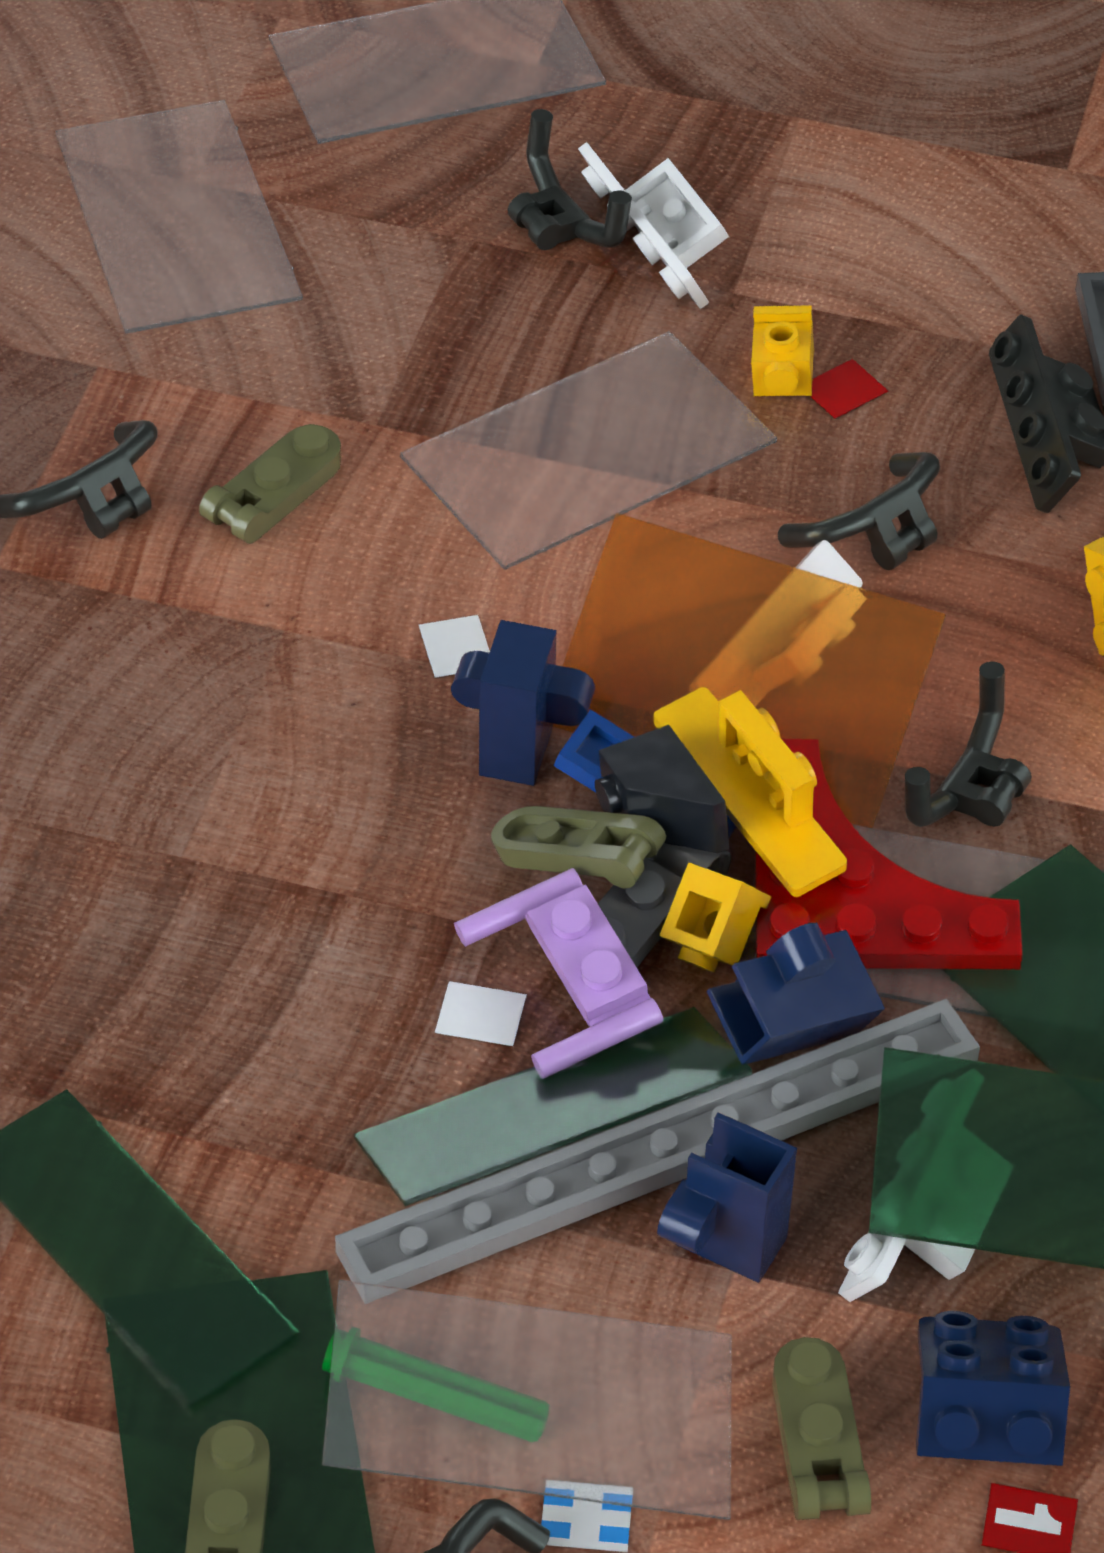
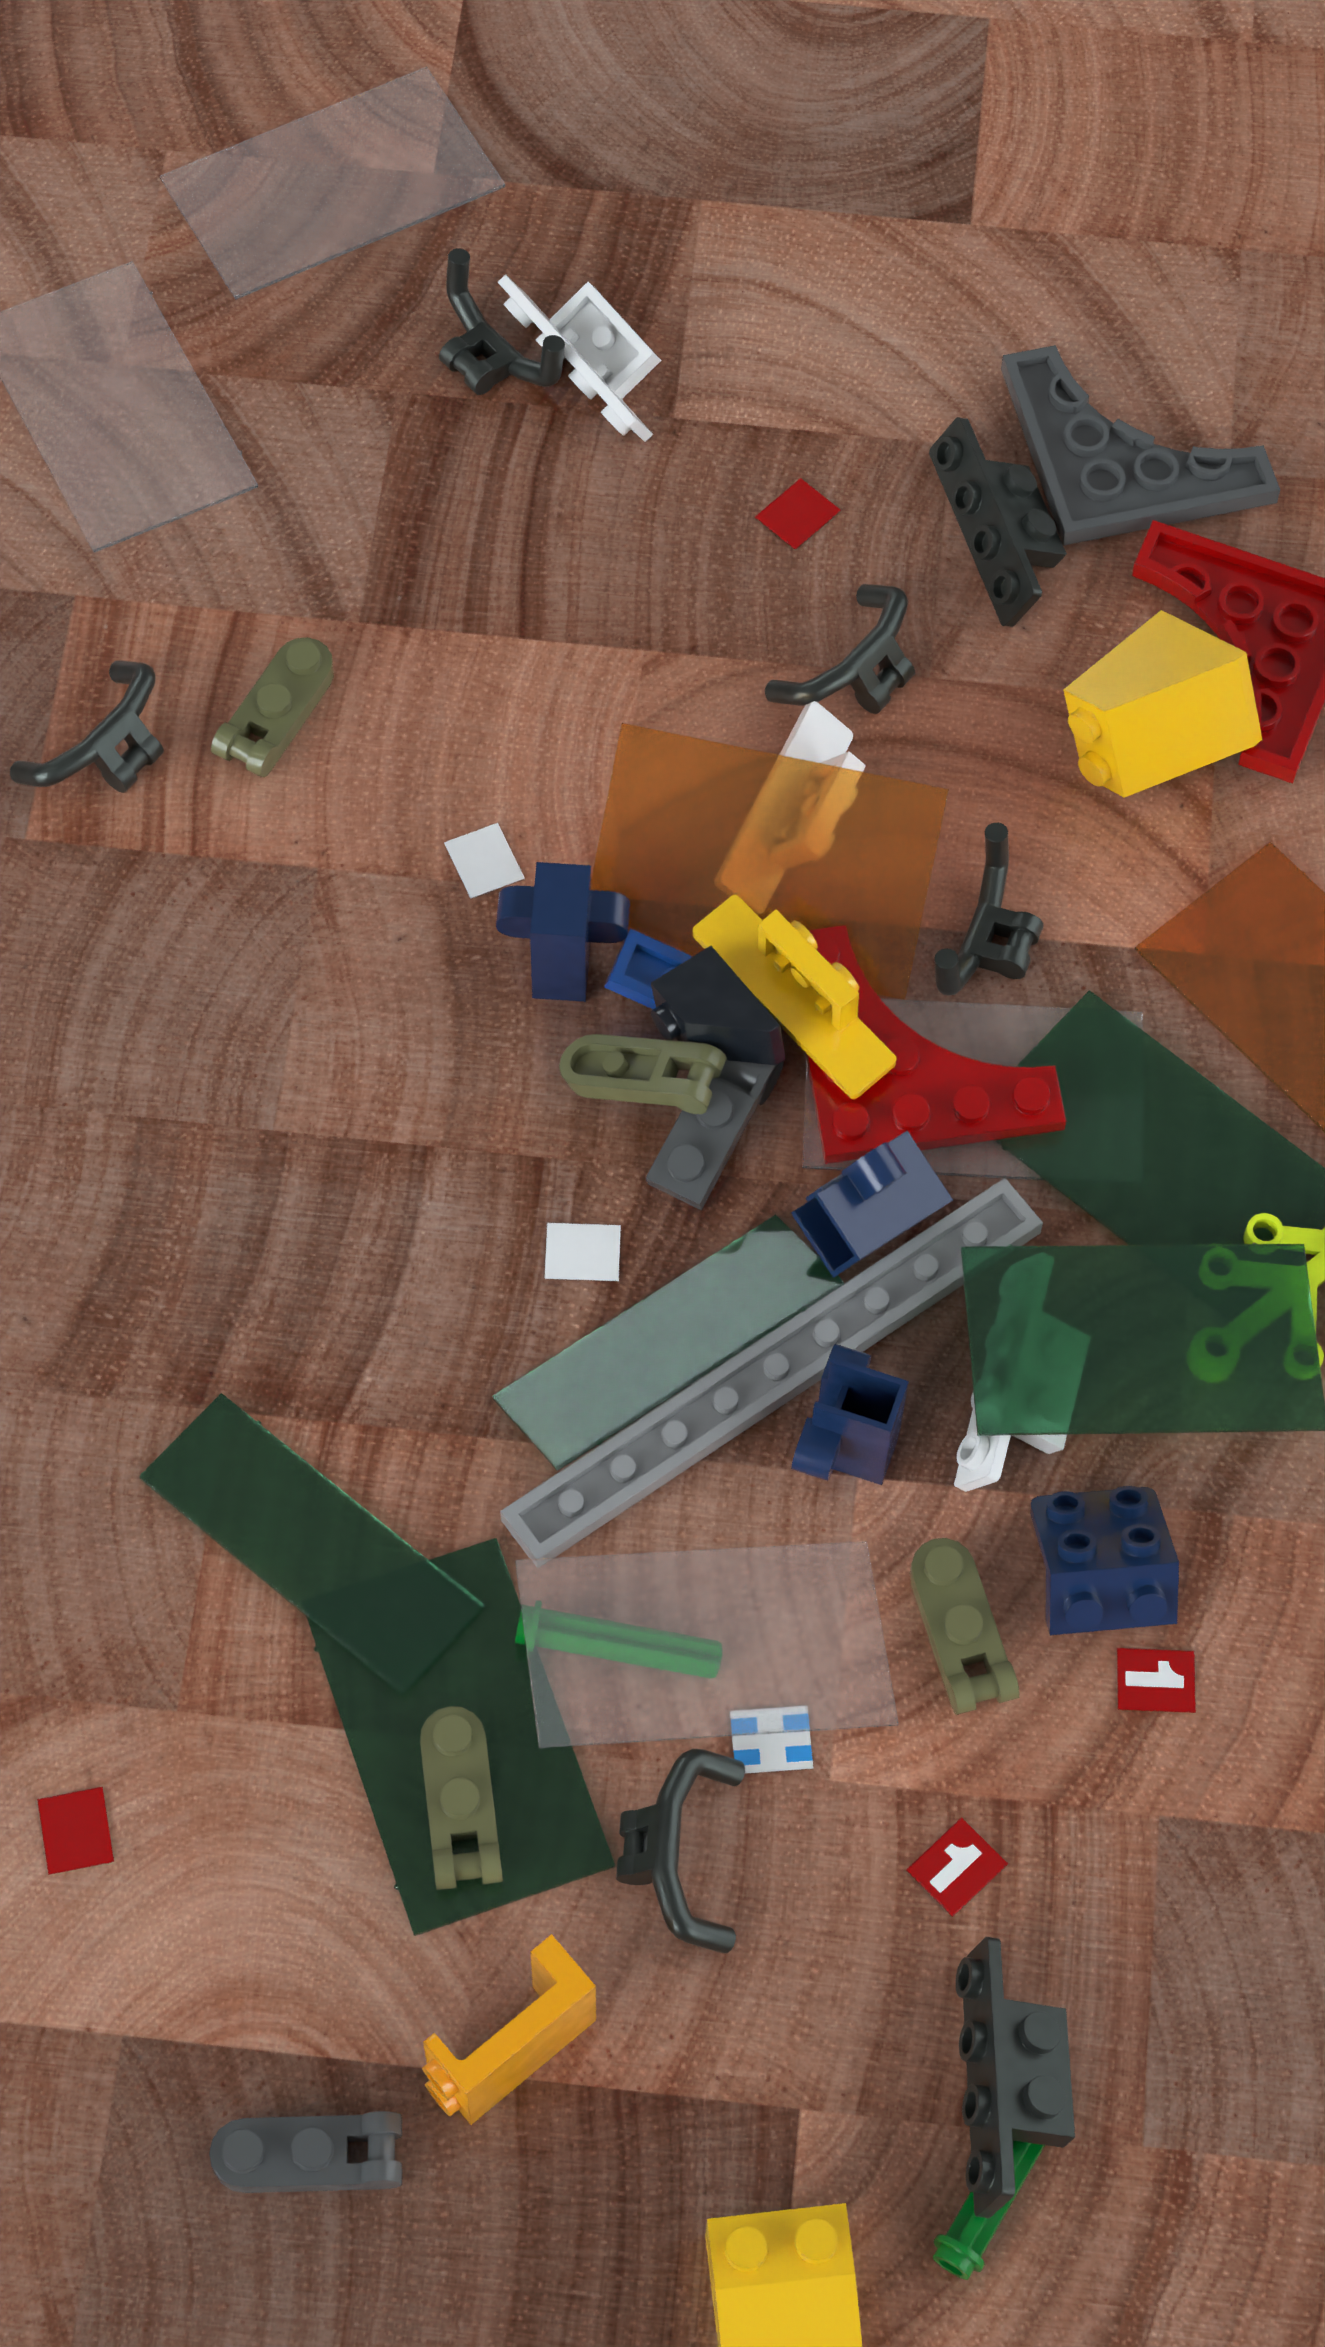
camera: 10 degrees left, 15 degrees up
(586, 960) = (671, 1189): lavender plate -> none
(587, 449) = (566, 619): clear piece -> none
(712, 917) = (761, 1134): yellow brick -> none
(782, 351) = (735, 487): yellow brick -> none

